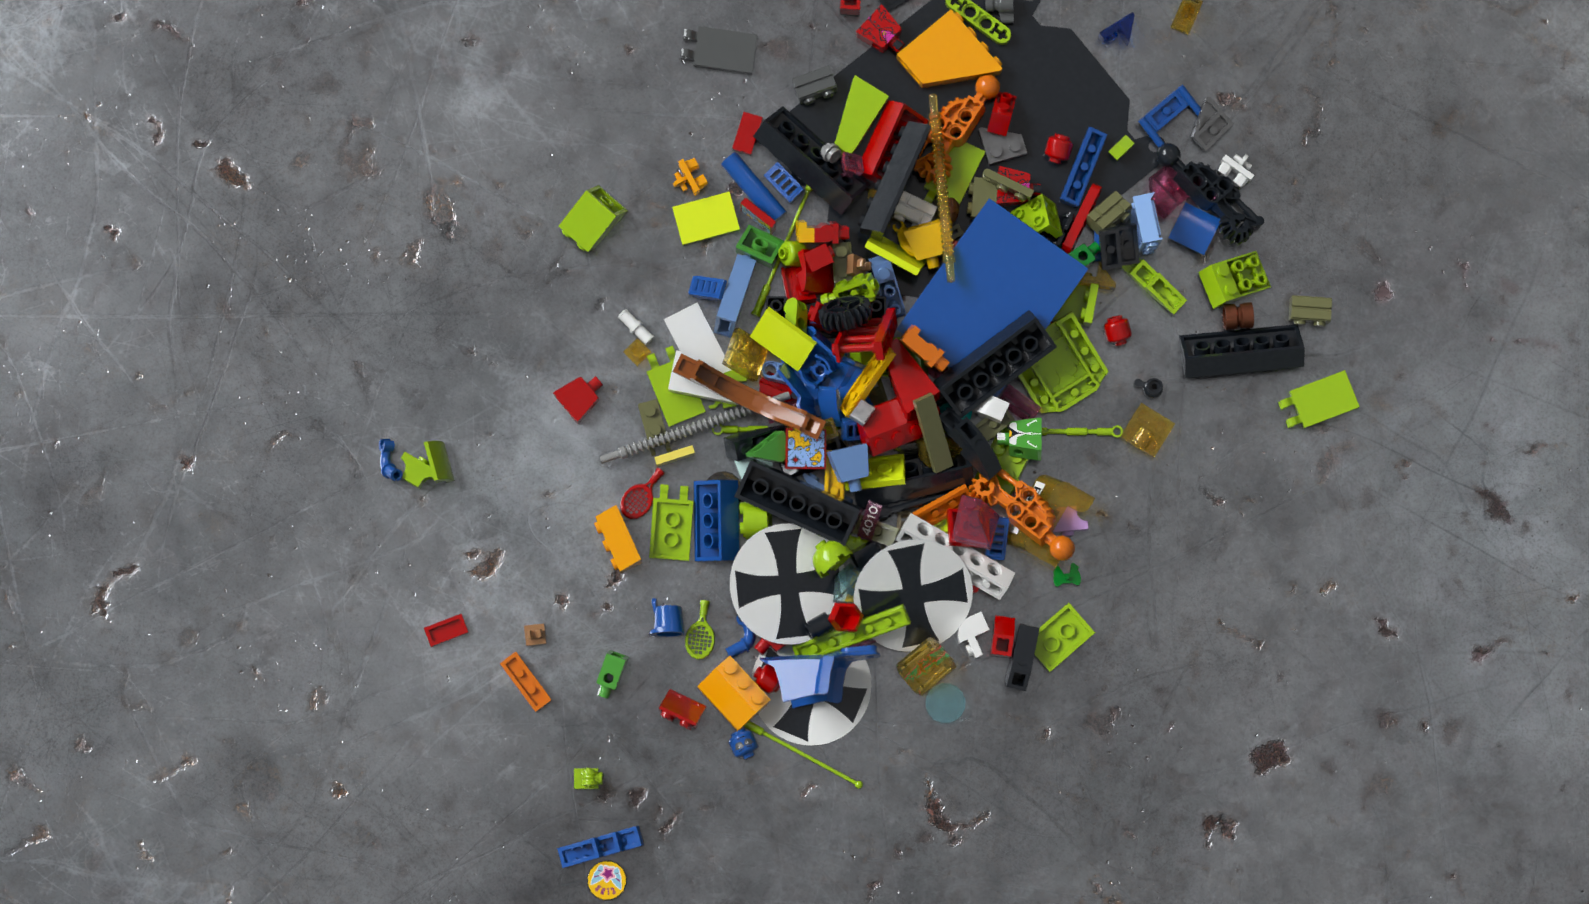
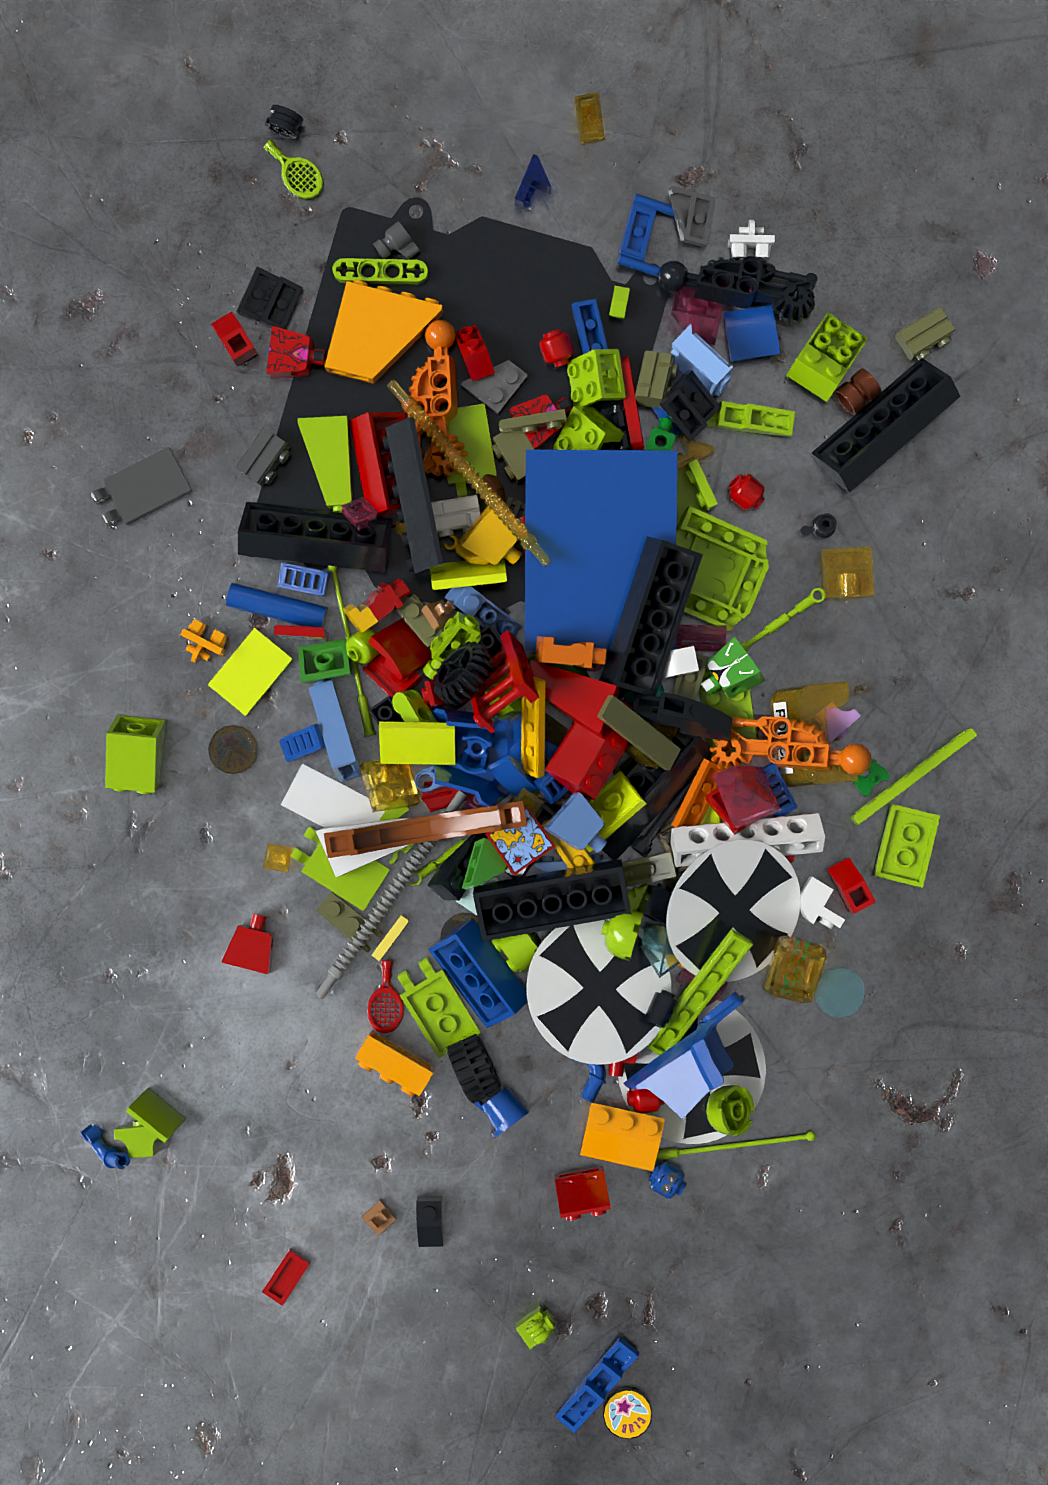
camera: 30 degrees left, 5 degrees up
(525, 681) = (403, 1272): orange plate -> none
(566, 660) = (429, 1221): none -> black slope
(613, 664) = (483, 1202): bright green torso -> none
(636, 327) = (258, 833): white pin -> none
(658, 261) = (233, 749): none -> clear smoke tile
(668, 578) = (474, 1068): none -> black tyre
(703, 613) = (532, 1074): lime piece -> none
(744, 138) = (226, 548): red tile -> none
(818, 726) = (730, 1110): none -> lime cylinder
(819, 257) = (394, 633): red slope -> none
(830, 152) = (329, 515): light grey plate -> none
(845, 617) = (682, 983): red panel -> none
(862, 412) = (552, 763): flat silver piece -> none
(869, 521) = (635, 864): clear pink sticker -> none
(1022, 657) = (889, 899): black slope -> none
(1071, 185) = (596, 377): none -> lime bracket
(1096, 594) = (913, 776): none -> lime tile
(1321, 400) = (999, 418): lime tile -> none

